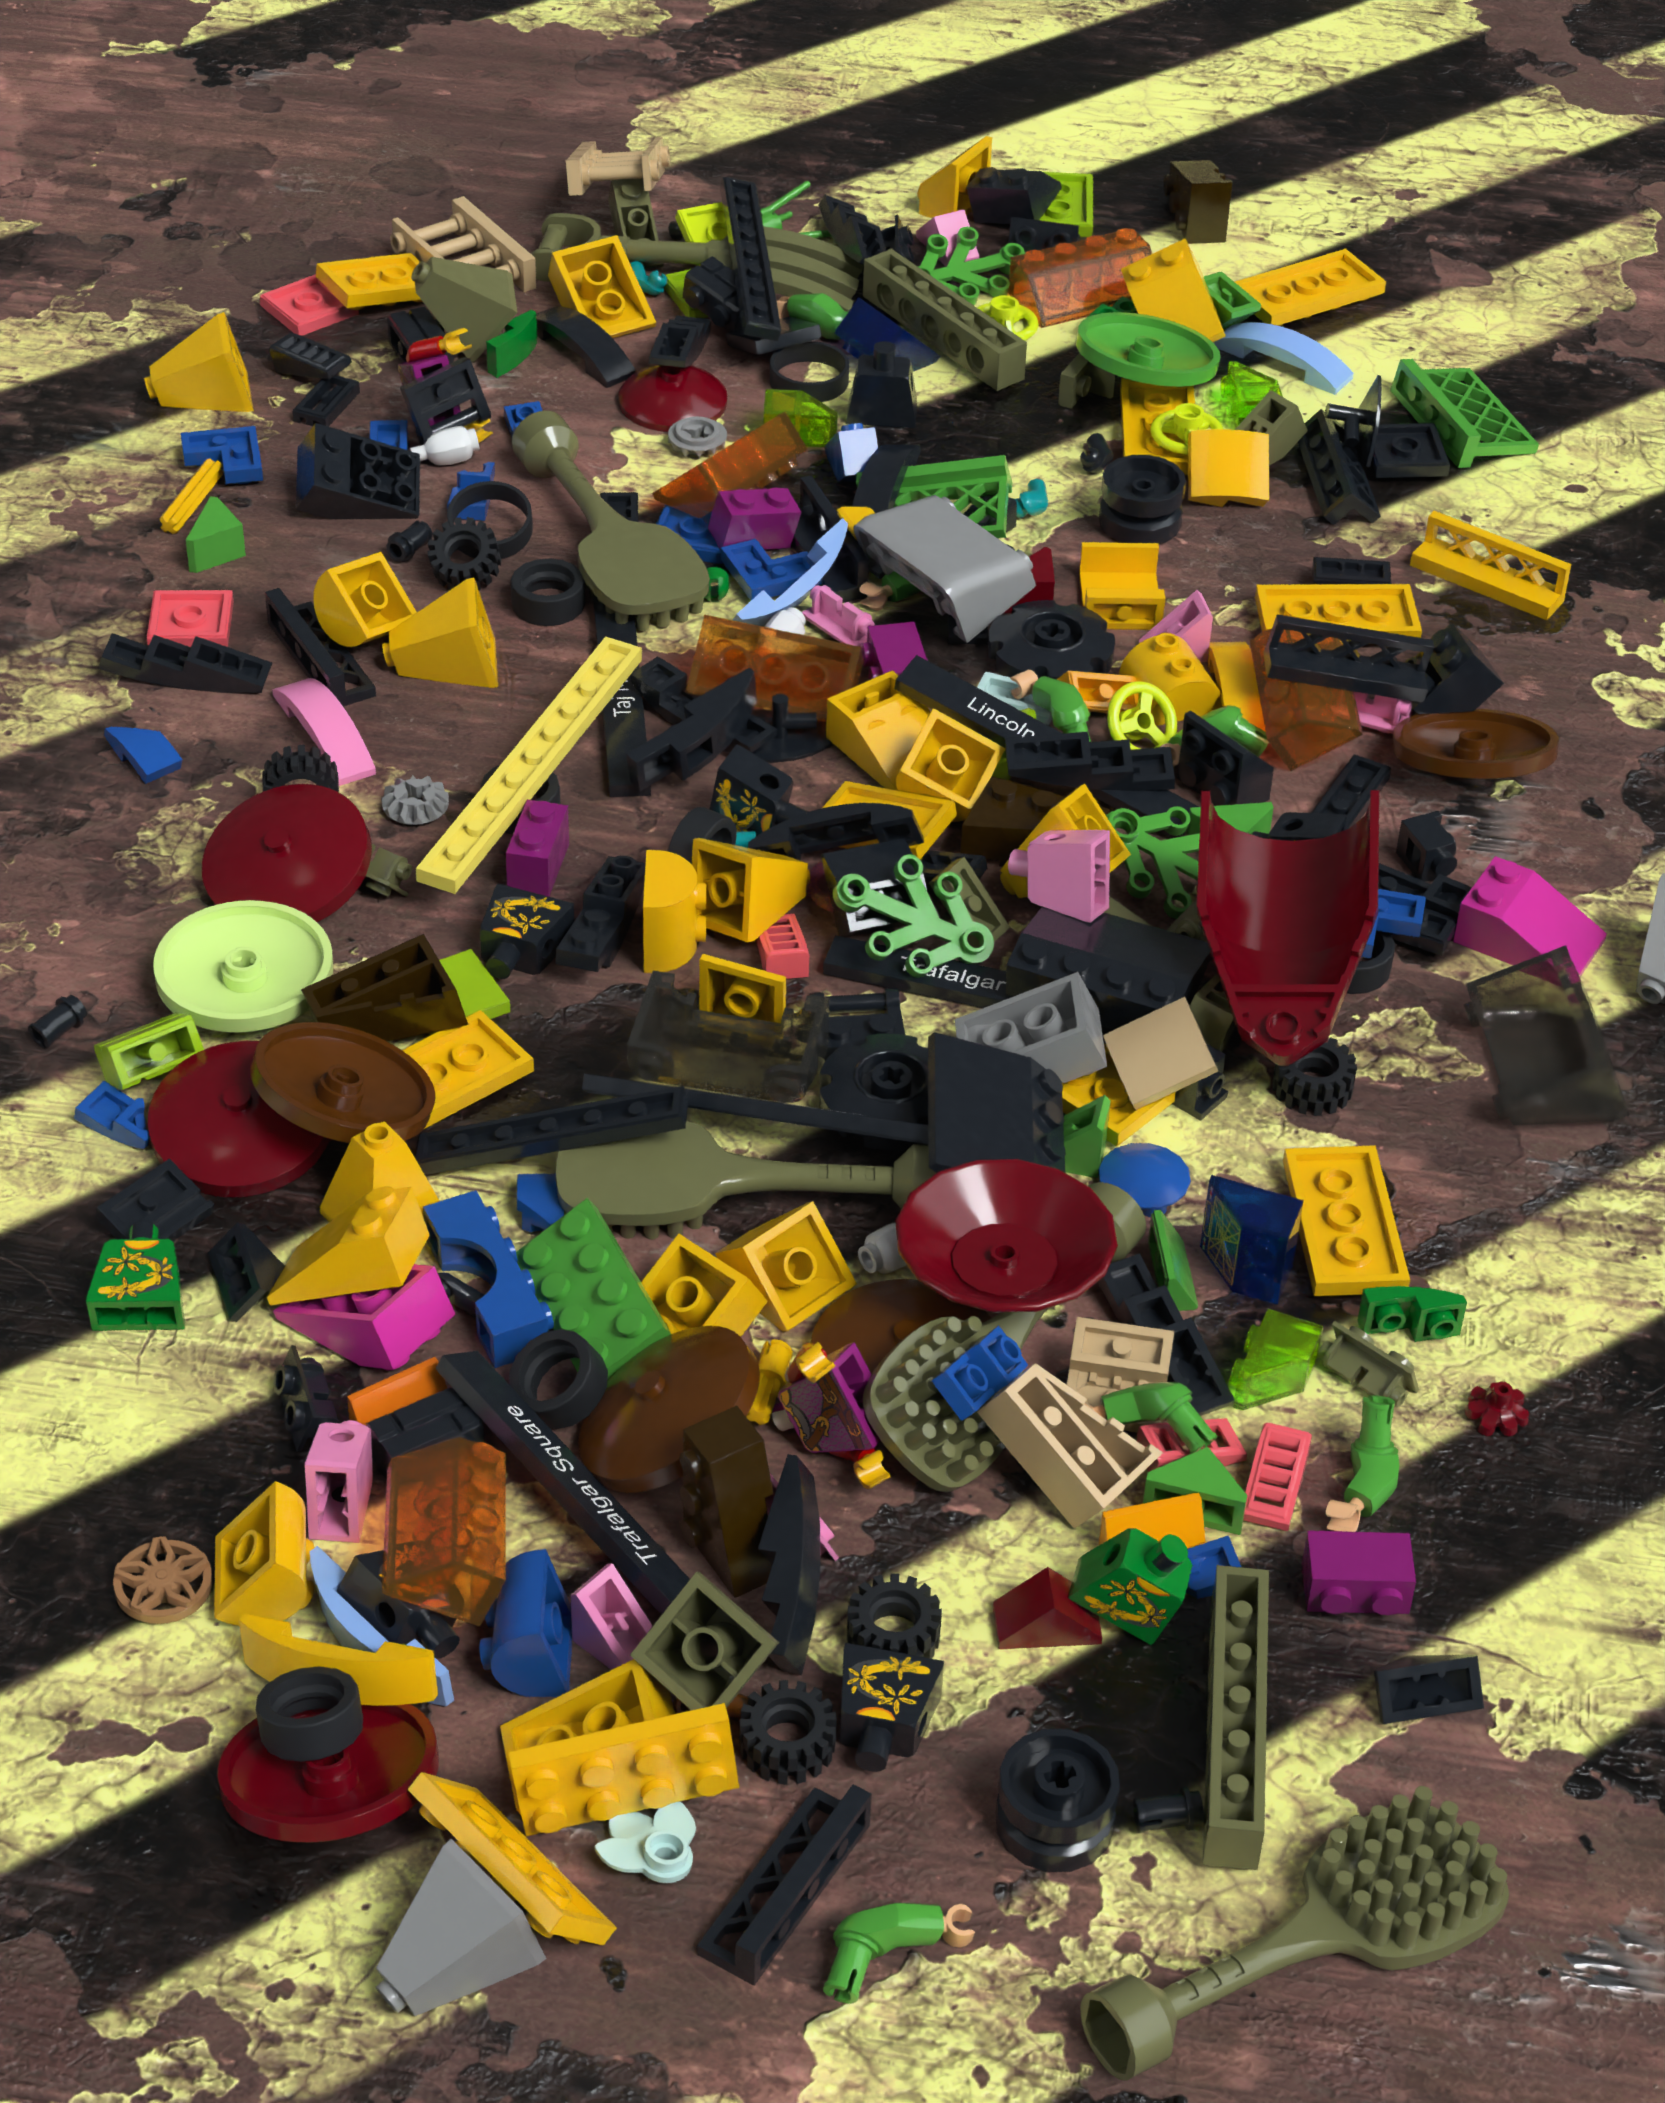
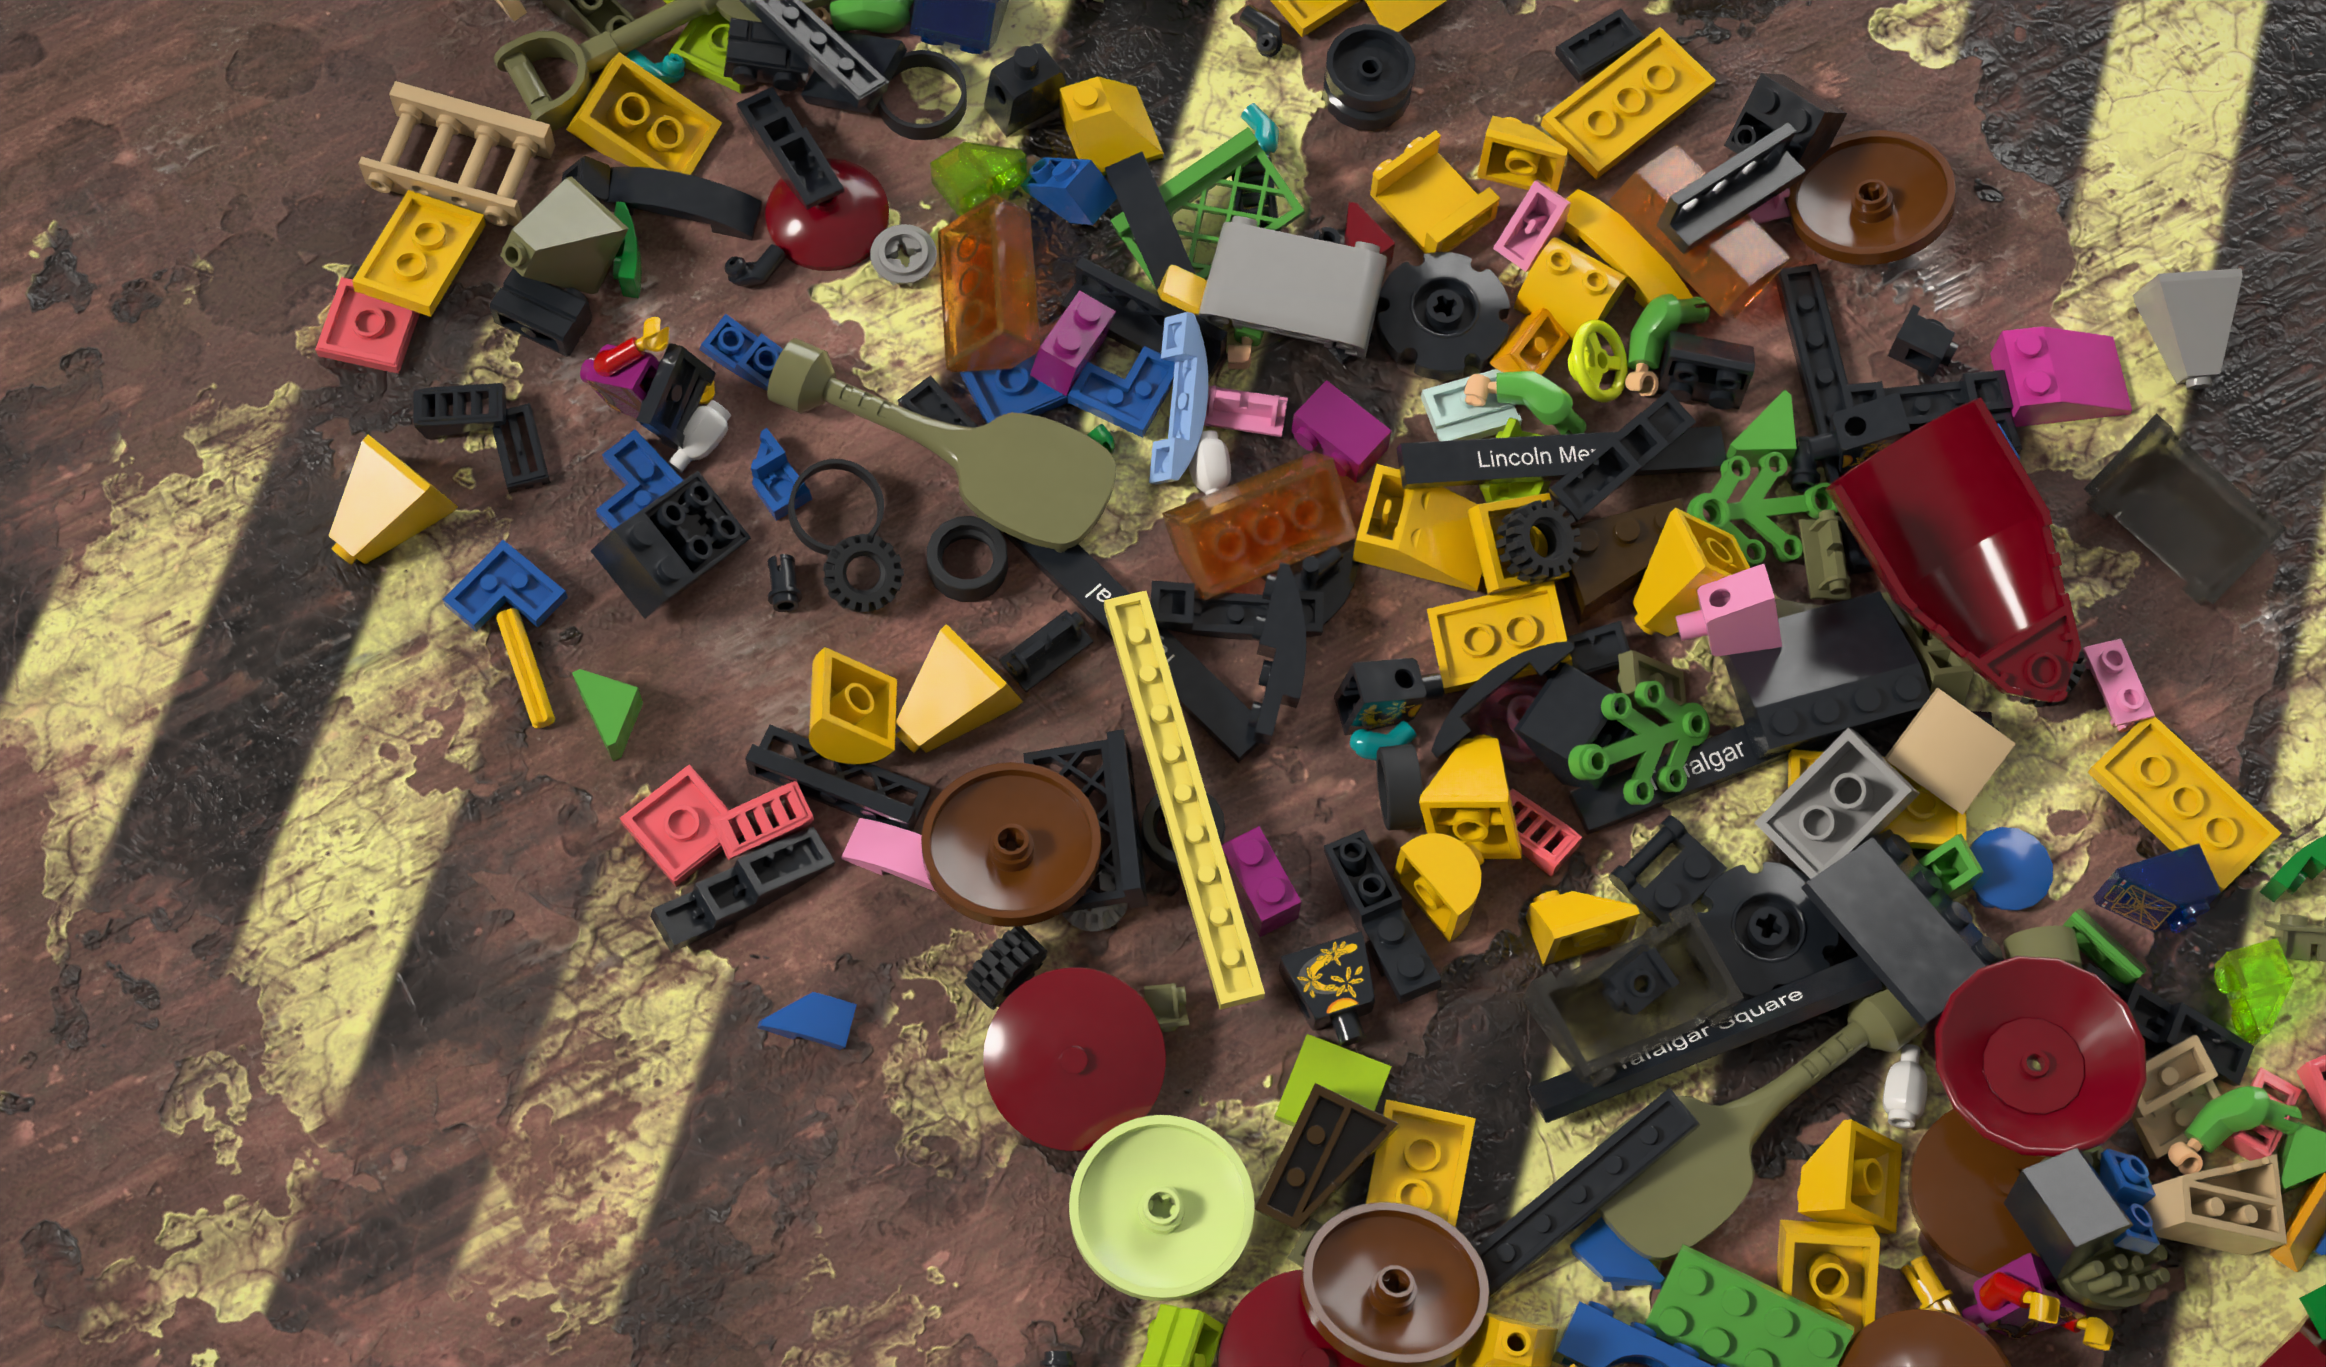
camera: 40 degrees left, 25 degrees up
(267, 630) = (796, 804): none -> coral slope
(382, 719) = (1011, 844): none -> reddish brown dish
(455, 755) = (1120, 810): none -> black fence
(527, 663) = (1047, 650): none -> black hinge
(533, 298) = (592, 176): none -> black slope
(590, 398) = (754, 273): none -> black arm
(749, 1049) = (1620, 979): none -> black brick
(914, 1325) = (2065, 1211): none -> slope
(926, 424) = (1107, 122): none -> yellow slope
(973, 743) = (1519, 547): none -> black tyre
(1216, 582) = (1520, 155): none -> yellow slope
(1364, 1111) = (2118, 684): none -> bright pink hinge

